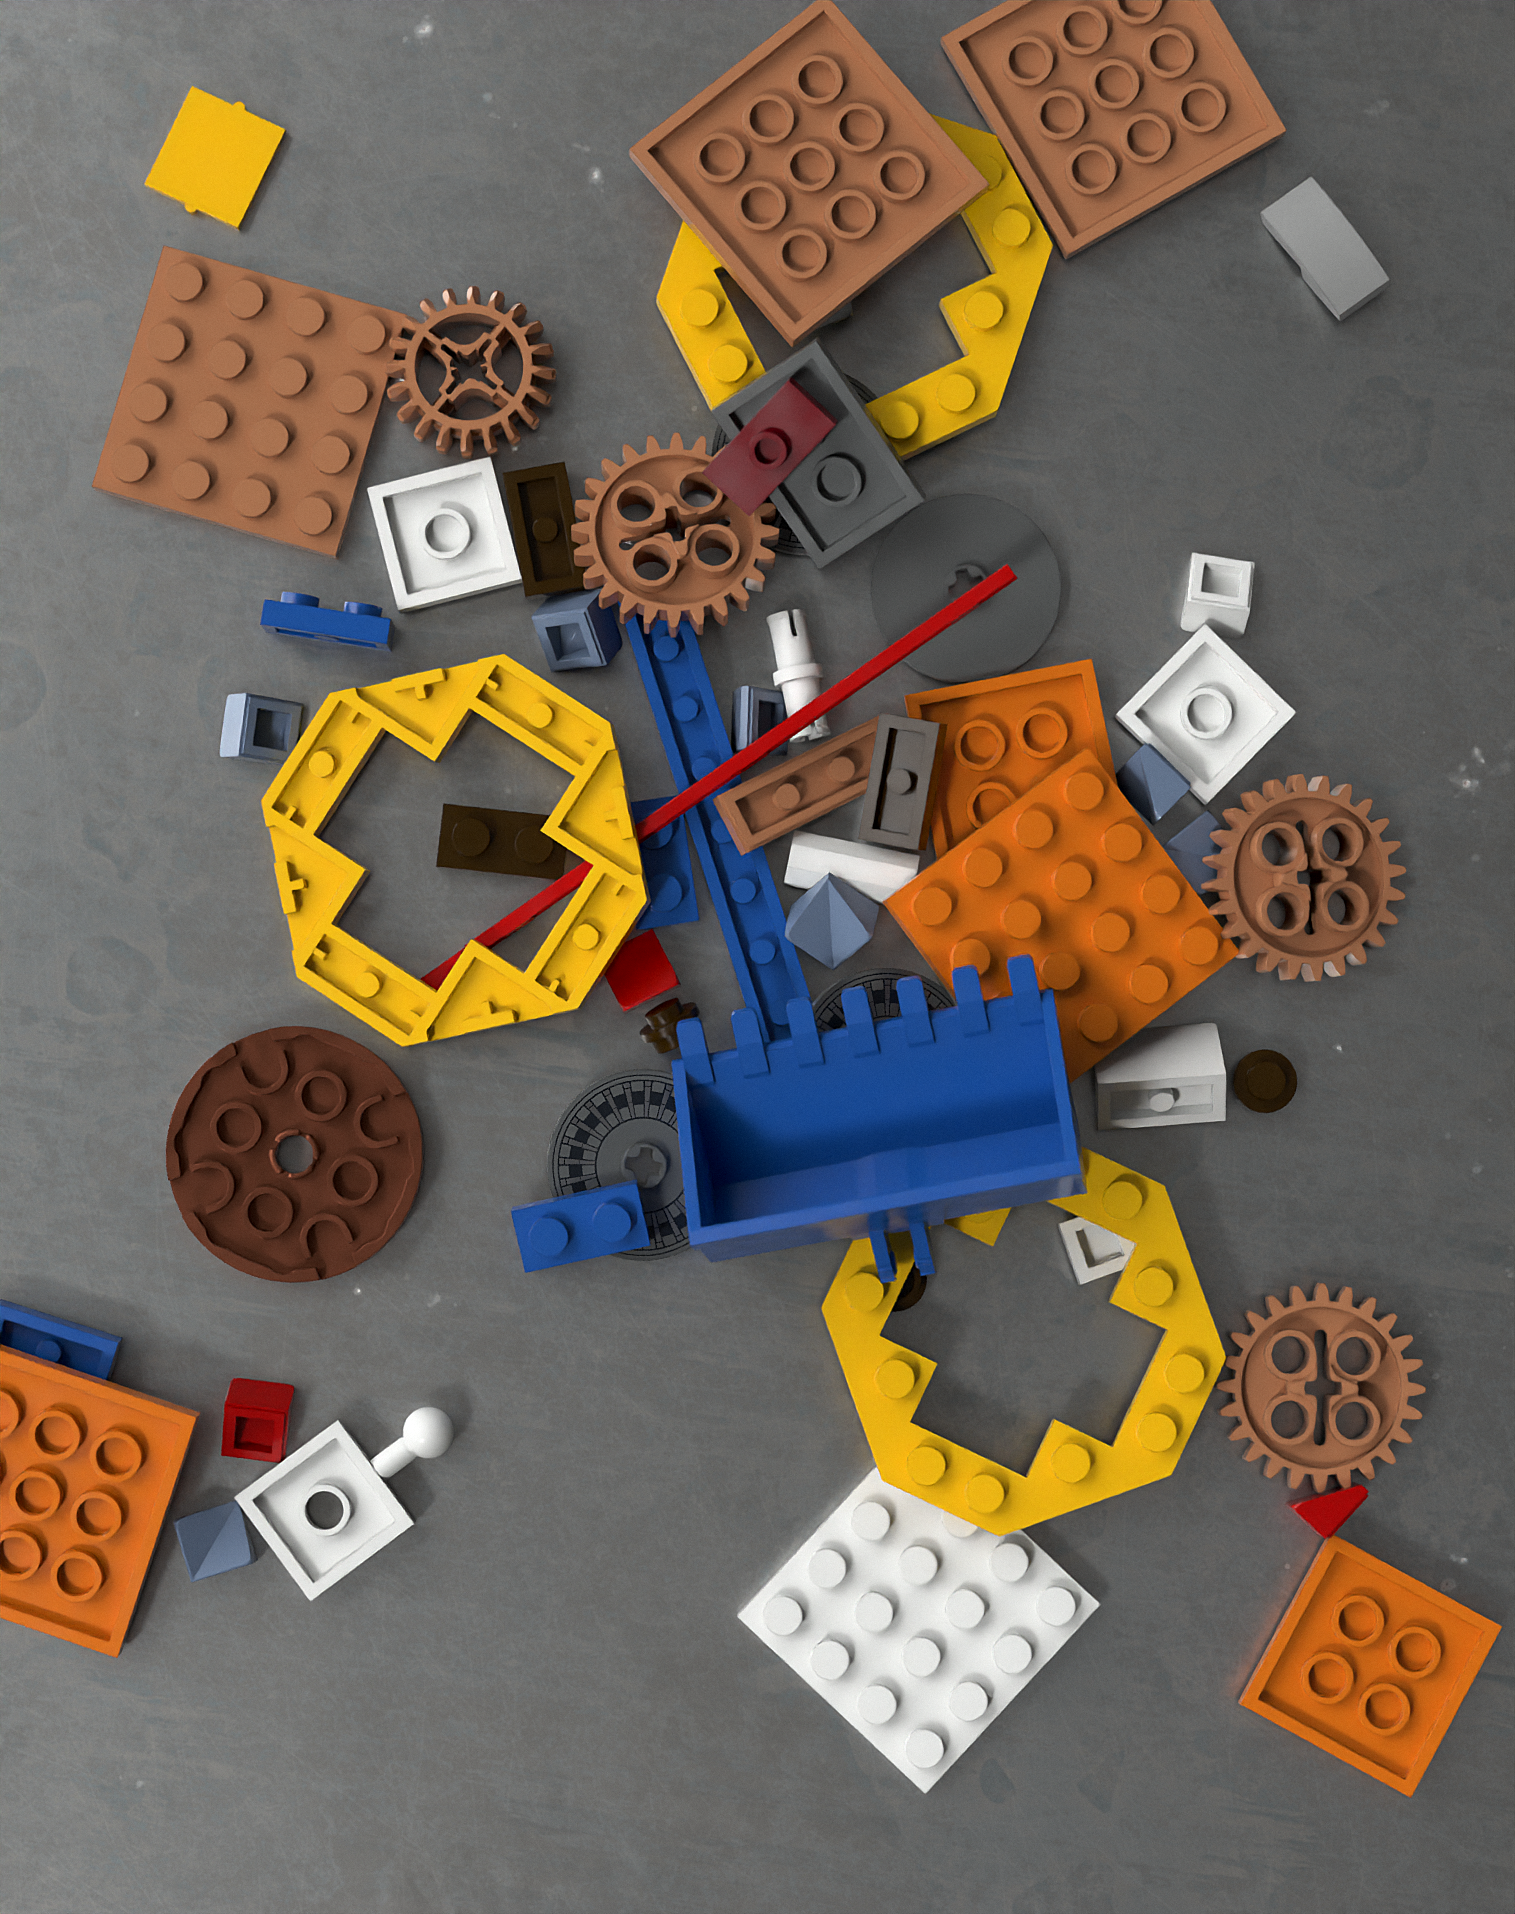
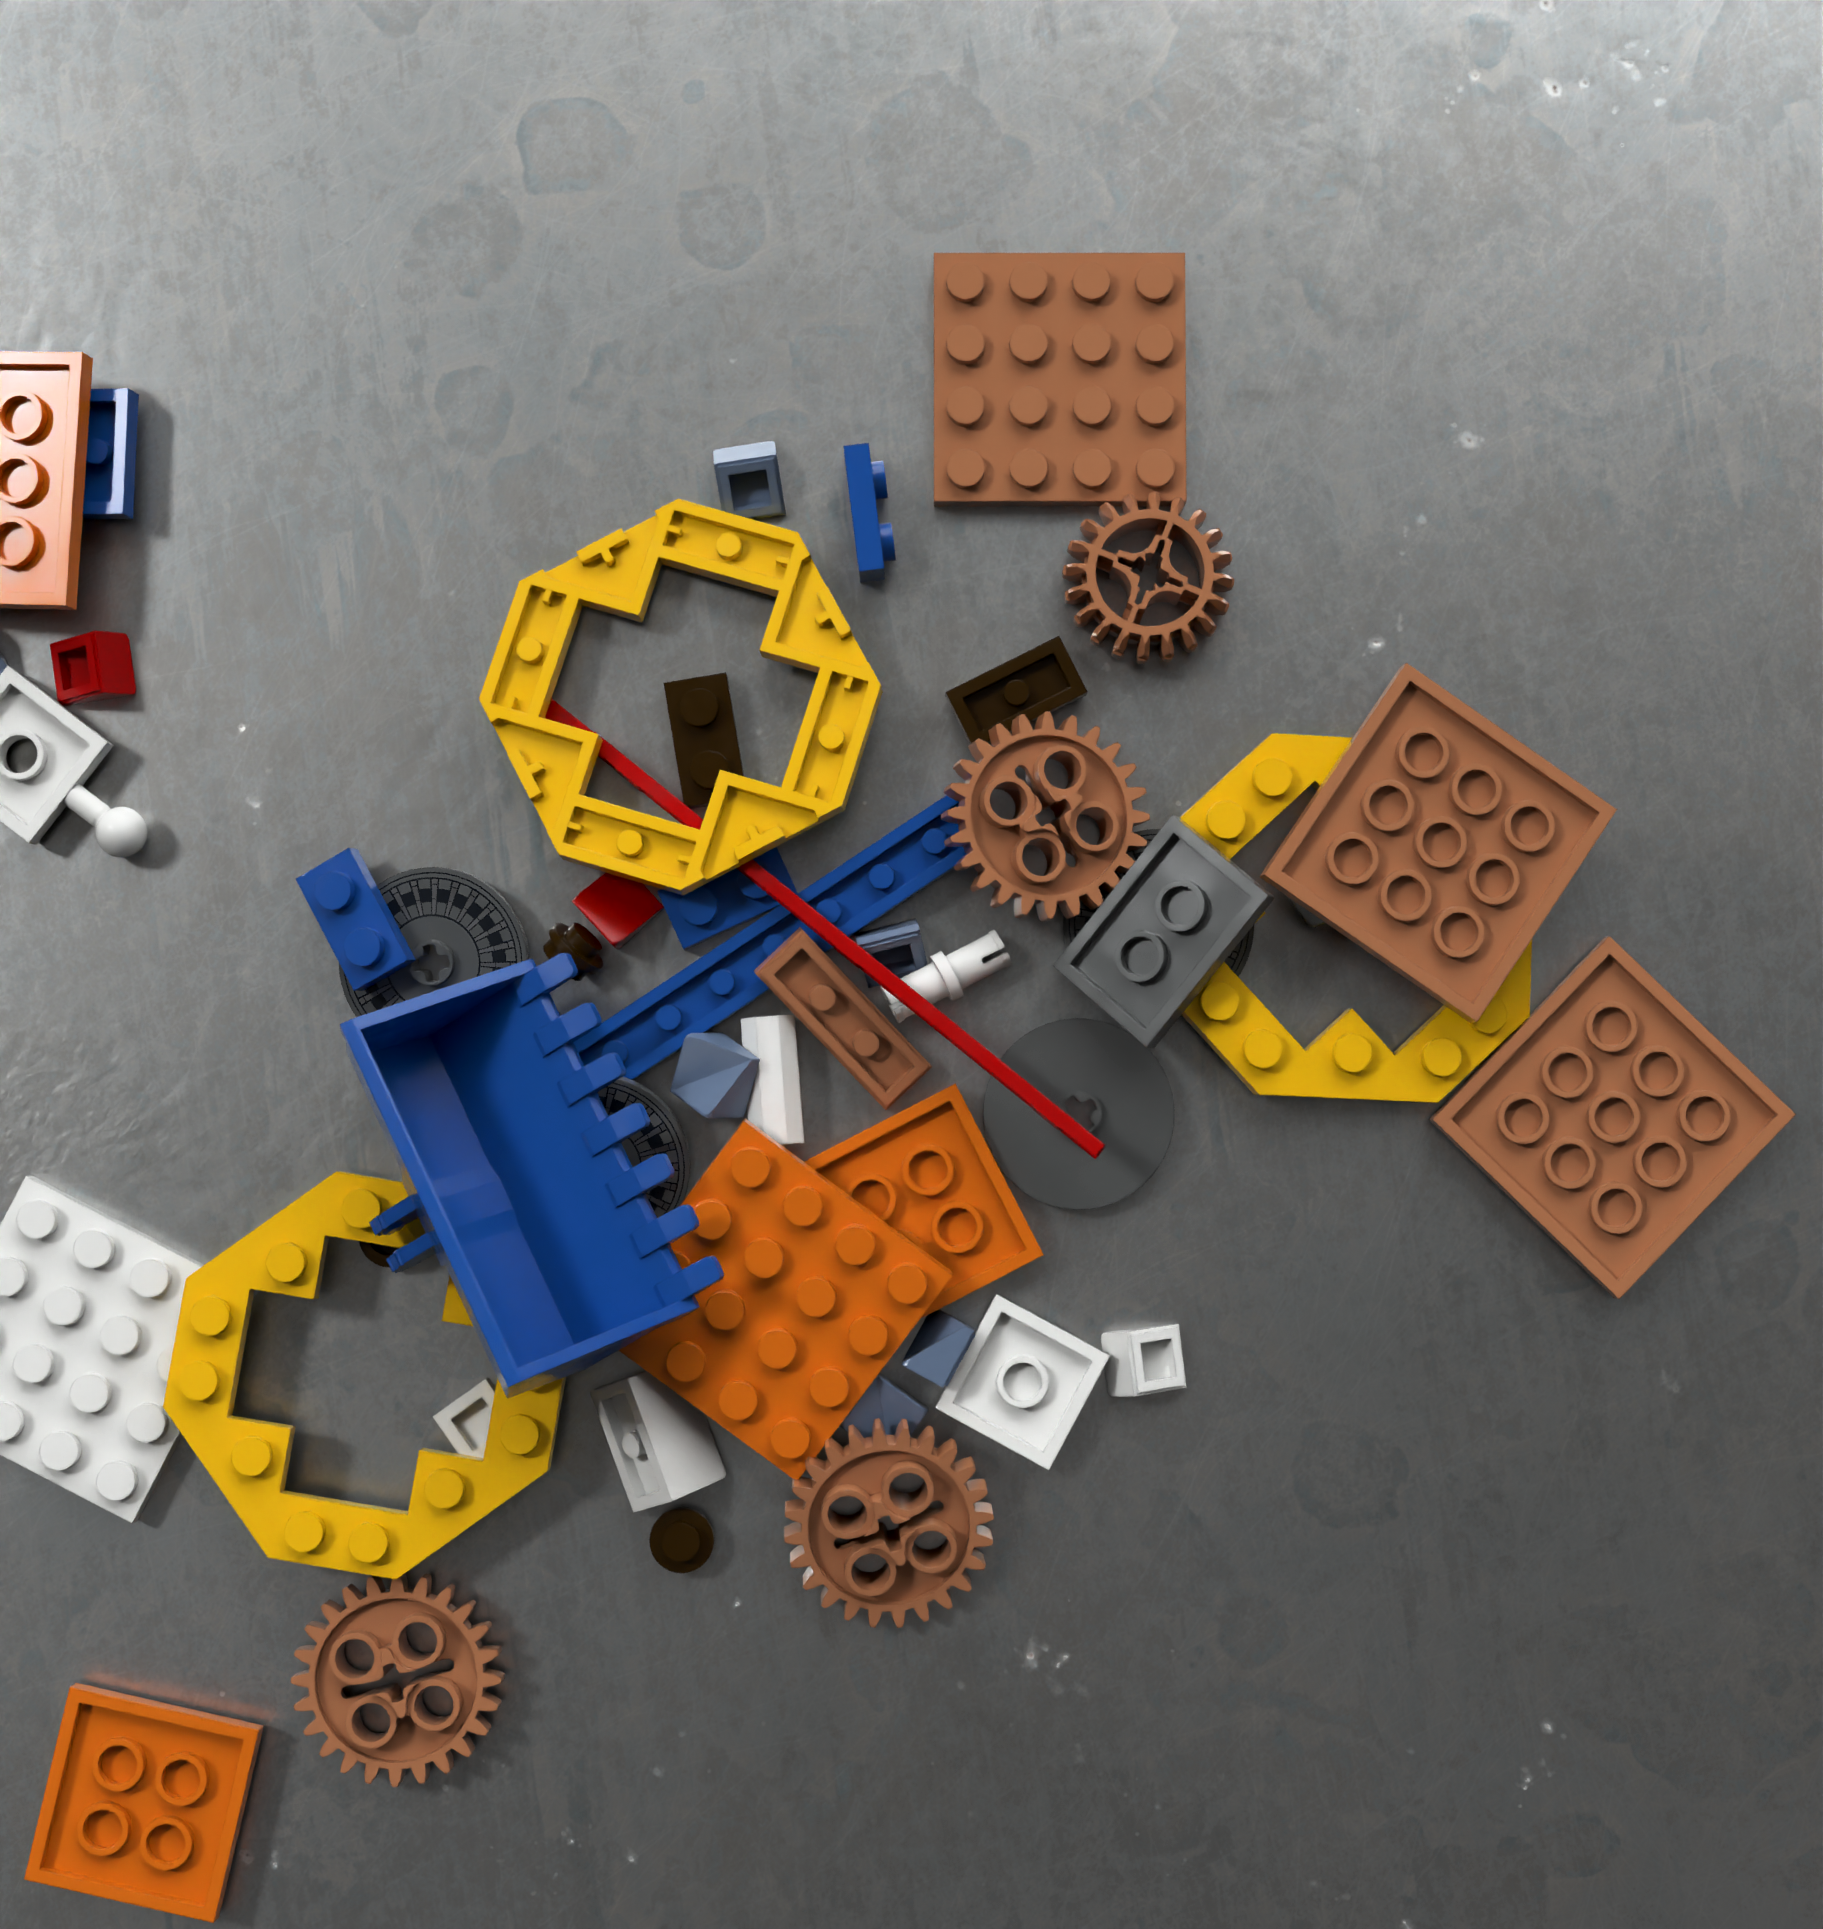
camera: 80 degrees right, 0 degrees up
(215, 158) = (1285, 279): yellow piece -> none
(228, 1143) = (285, 618): copper plate -> none
(444, 535) = (984, 598): white plate -> none
(576, 631) = (927, 750): sand blue slope -> none
(770, 446) = (1154, 881): dark red plate -> none
(902, 781) = (868, 1105): plate -> none
(1326, 248) = (1514, 1370): light grey slope -> none
(1328, 1510) = (279, 1721): red slope -> none

